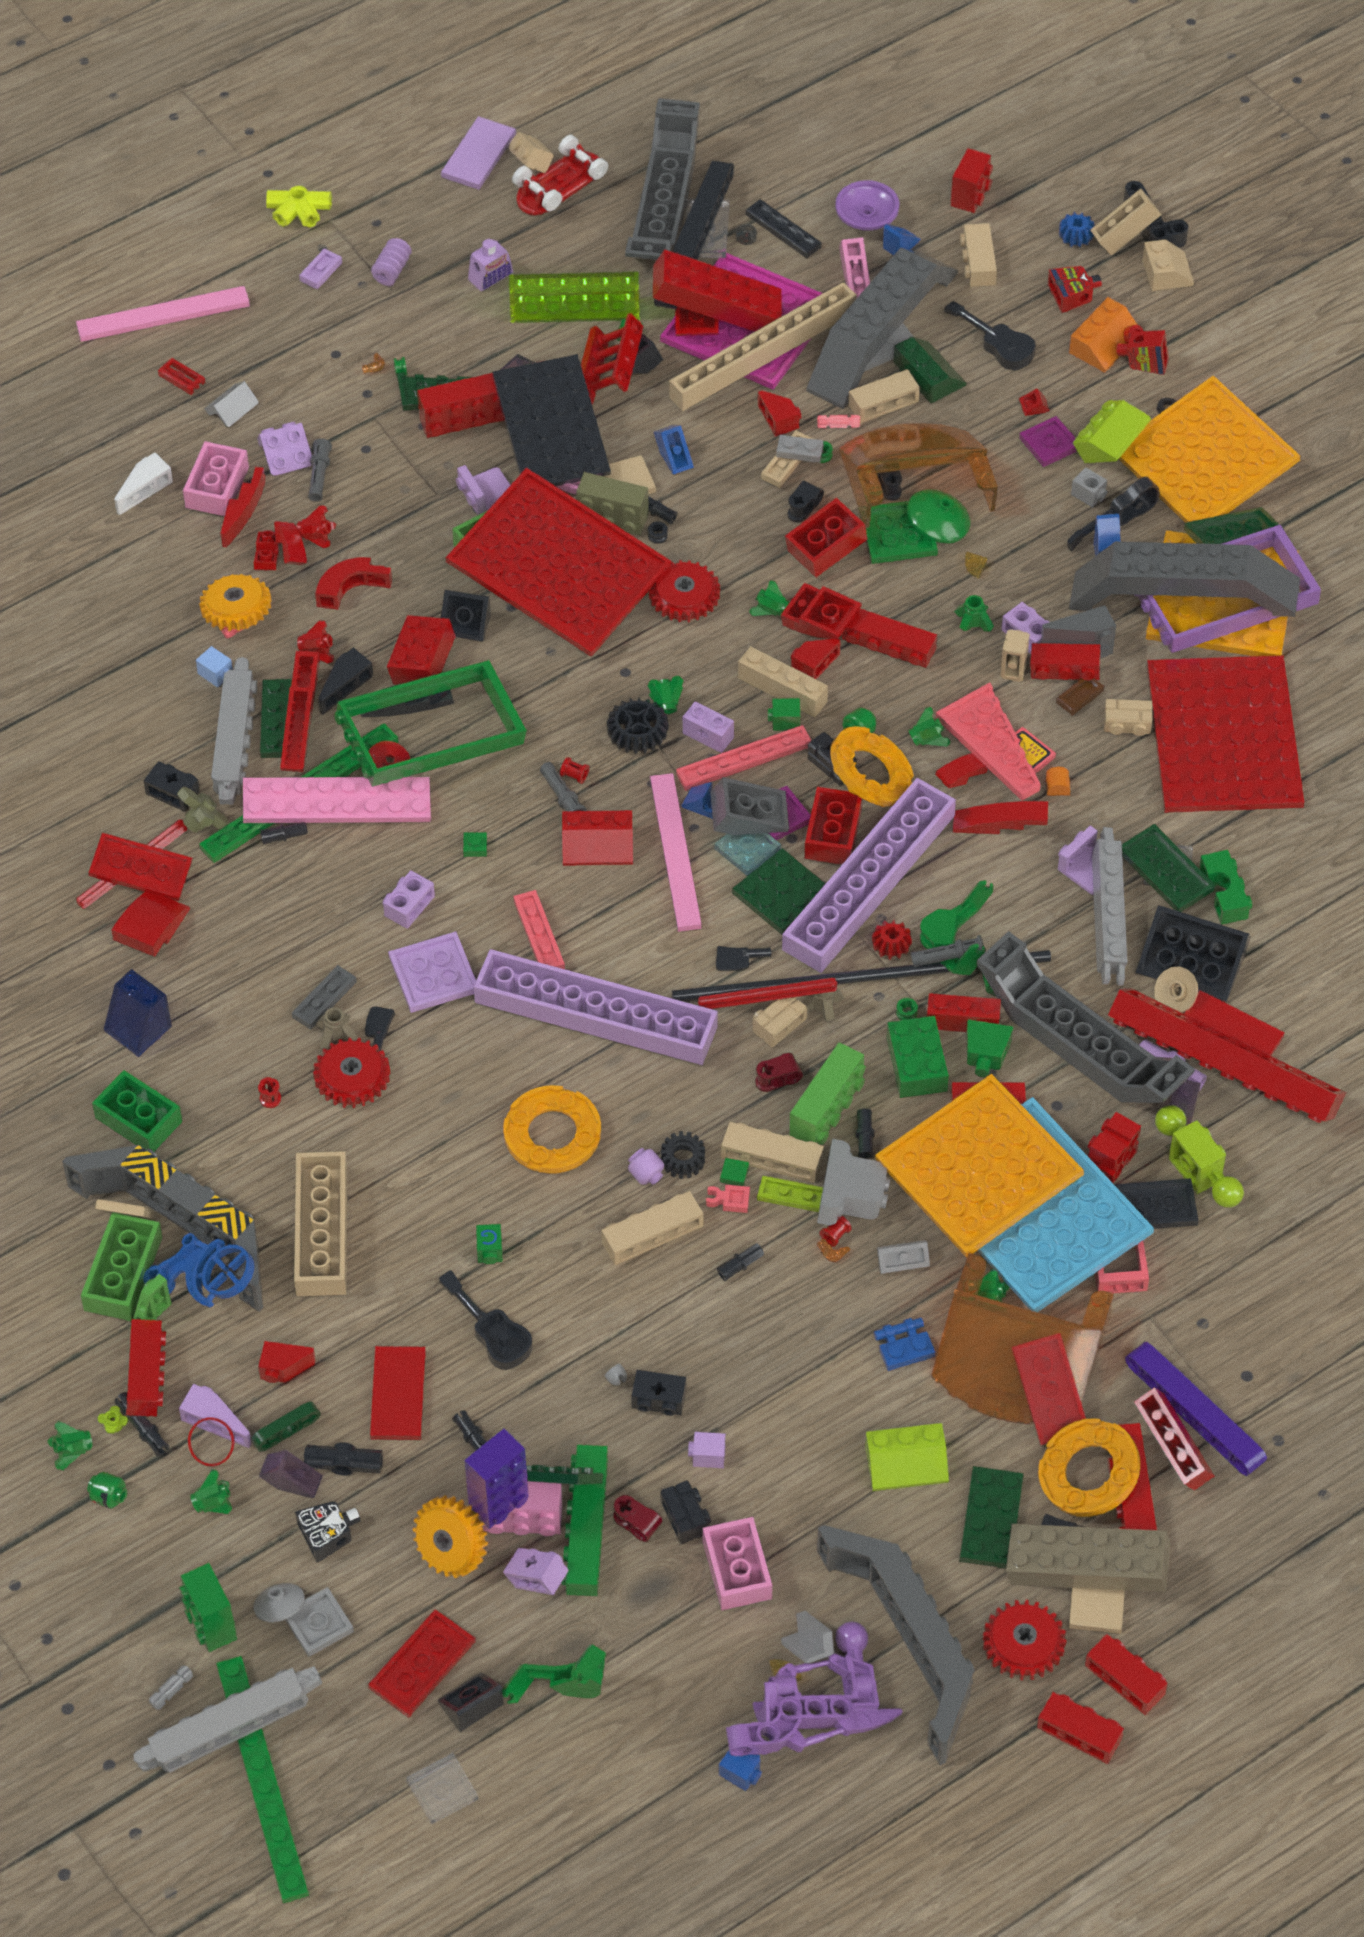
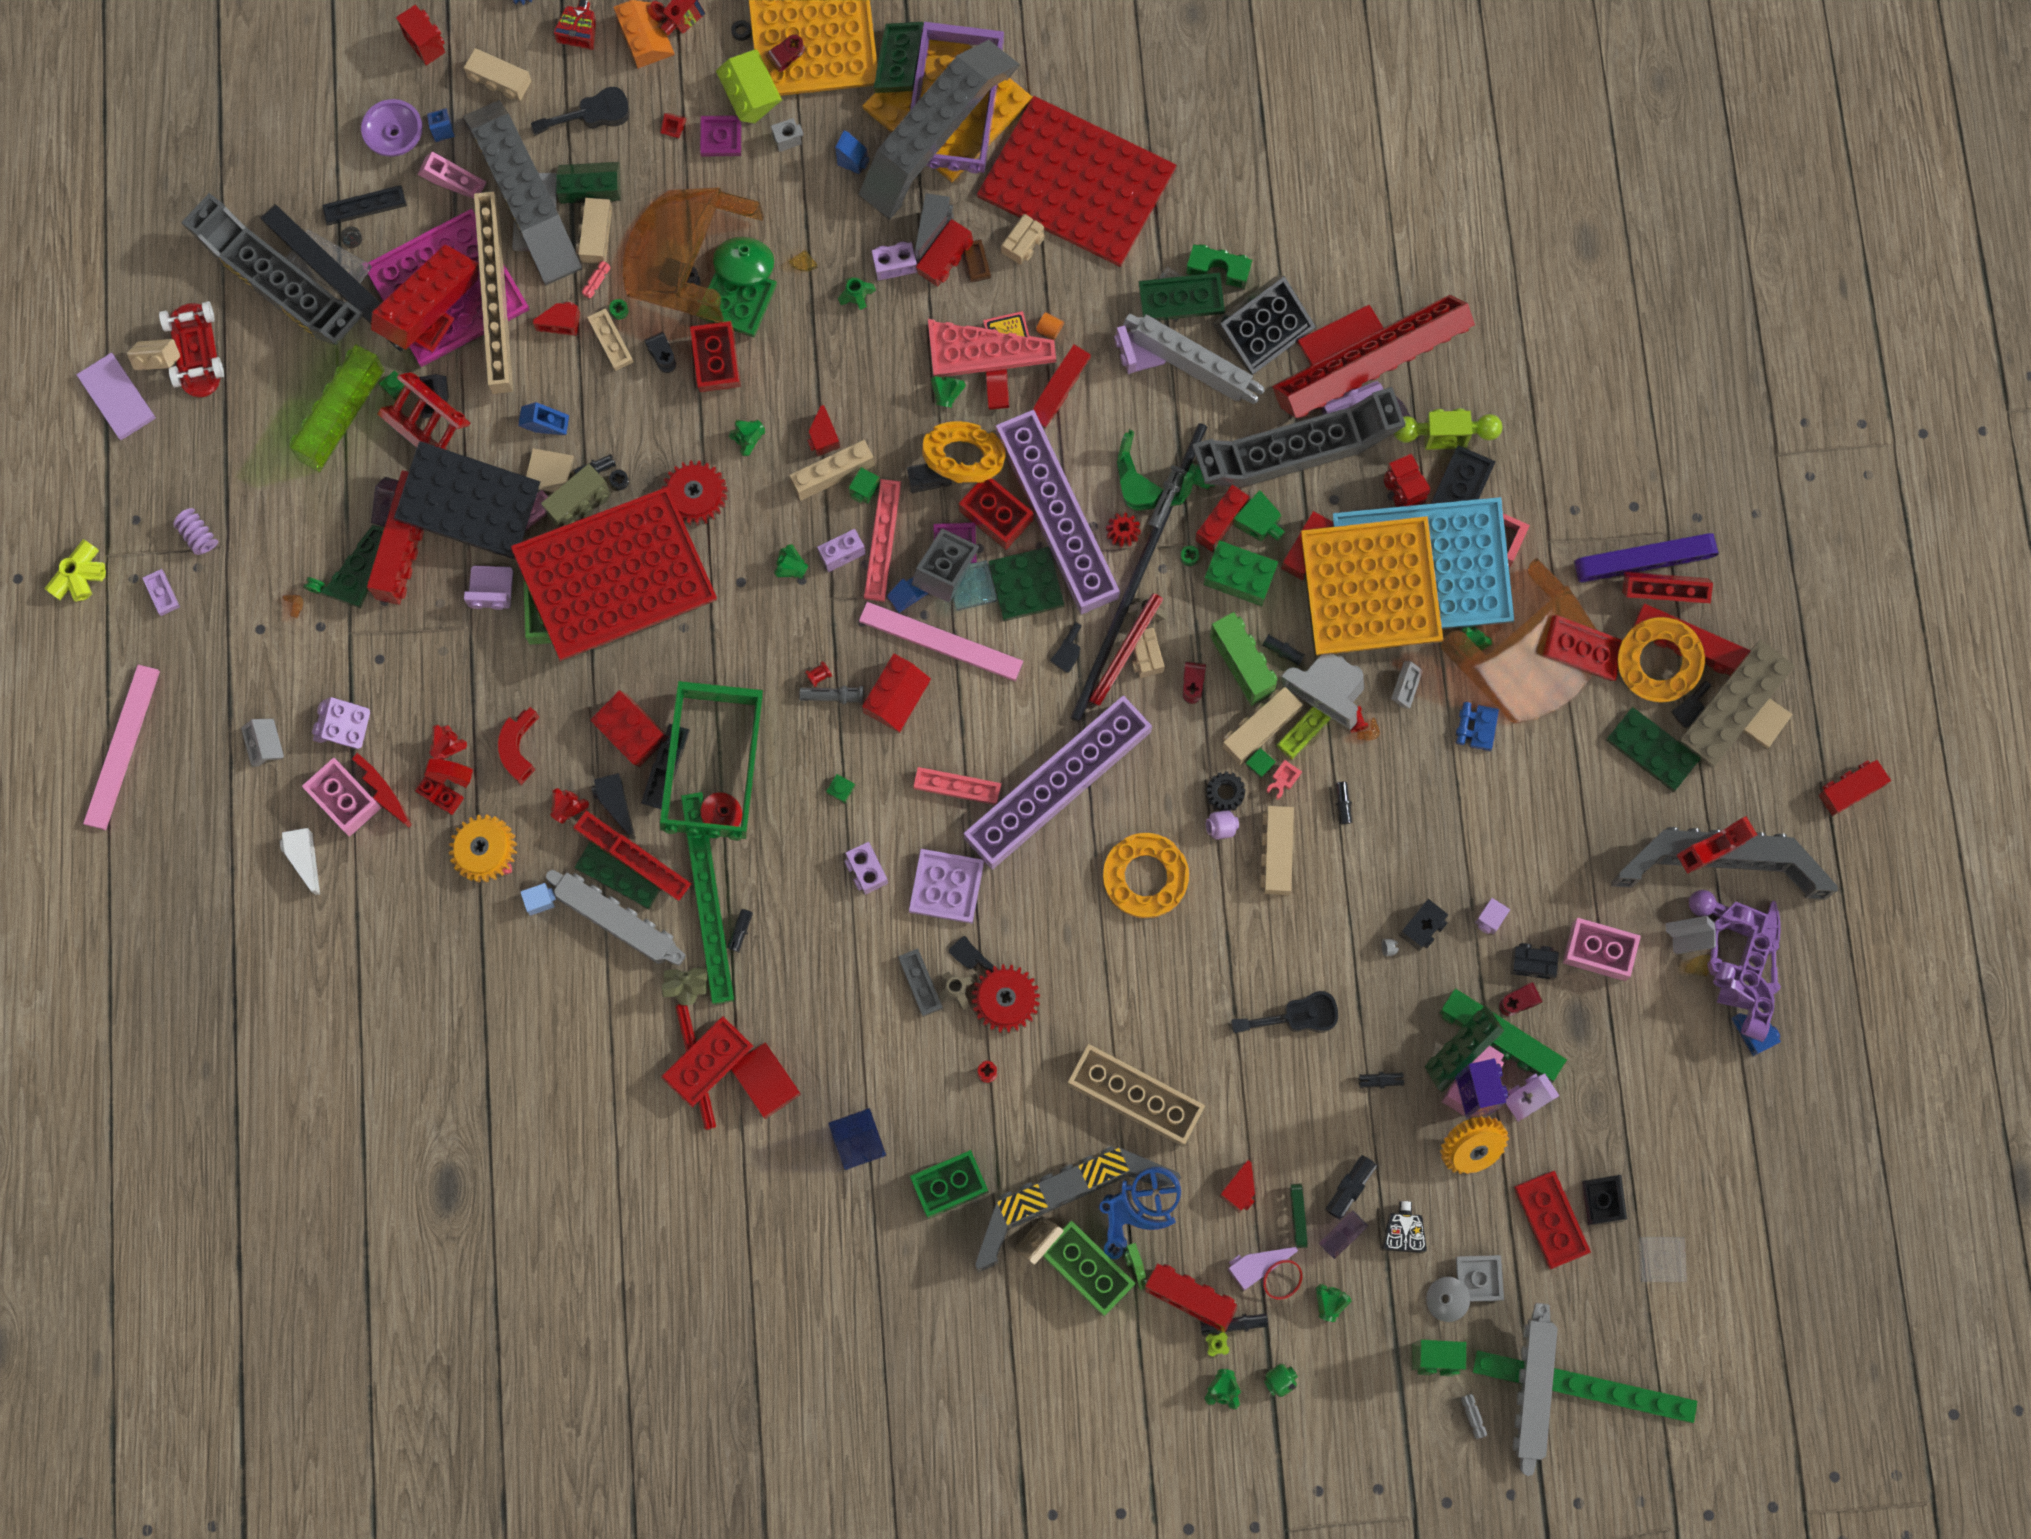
camera: 60 degrees left, 20 degrees up
(166, 781) = (630, 1003): black brick -> none
(178, 378) = (216, 753): red tile -> none
(320, 461) = (374, 703): dark grey pin -> none
(335, 800) = (735, 875): bright pink plate -> none
(398, 1393) = (1313, 1116): red tile -> none
(467, 614) = (612, 674): black slope -> none
(489, 265) = (254, 452): lavender torso -> none
(489, 1243) = (1224, 978): green brick -> none
(576, 1679) = (1648, 1100): green piece -> none
(637, 719) = (812, 599): black gear -> none
(799, 448) = (610, 325): light grey plate -> none
(819, 612) = (786, 403): red slope -> none
(861, 718) = (908, 437): green head -> none
(891, 637) = (838, 366): red brick -> none
(902, 1592) = (1717, 846): none -> red arch
(907, 1457) = (1576, 780): lime slope -> none
(1014, 655) = (919, 285): tan brick -> none
(1029, 1623) = (1768, 771): red gear -> none
(1126, 1674) = (1829, 731): red brick -> none
(1131, 504) = (826, 128): black piece -> none
(1164, 439) = (784, 54): none -> dark red piece
(1168, 985) = (1290, 365): tan dish -> none

